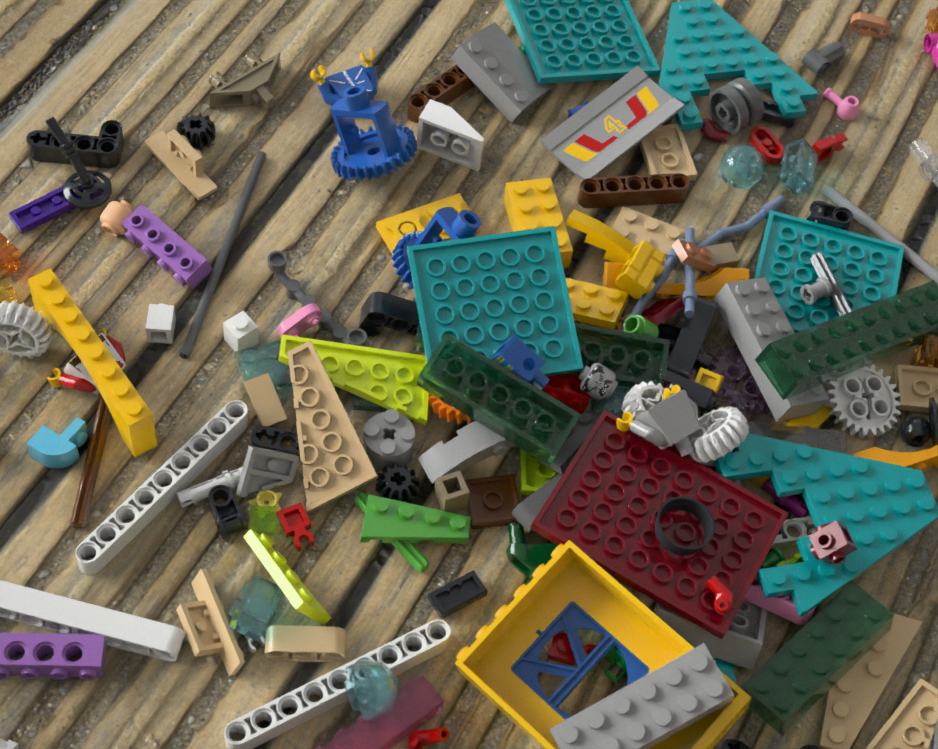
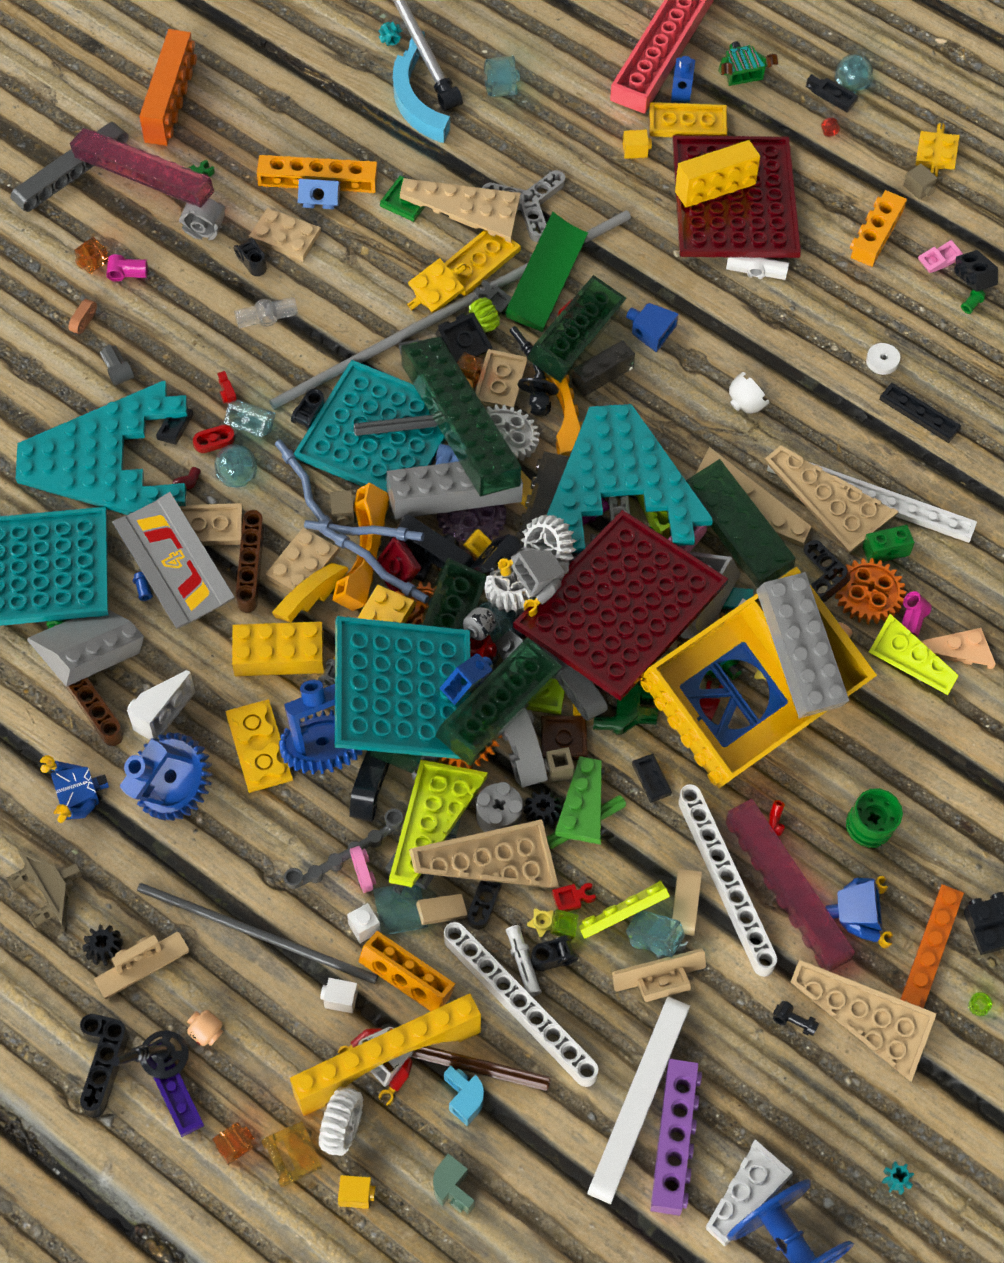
camera: 75 degrees left, 5 degrees up
(167, 247) = (250, 982): medium lavender brick -> none
(187, 374) = (406, 972): none -> light orange brick
(265, 470) = (517, 914): light grey wing -> none
(371, 688) = (744, 847): clear light blue cylinder -> none
(640, 270) = (362, 567): yellow brick -> none
(640, 325) = (425, 587): bright green brick -> none
(694, 256) = (348, 522): nougat plate -> none
(694, 507) = (636, 567): black tyre -> none
(723, 595) = (698, 571): red arm -> none
(735, 105) = (171, 451): dark grey wheel -> none
(815, 291) = (394, 437): light grey bush -> none
(831, 543) = (659, 476): brick -> none
(846, 109) = (179, 363): bright pink bar -> none

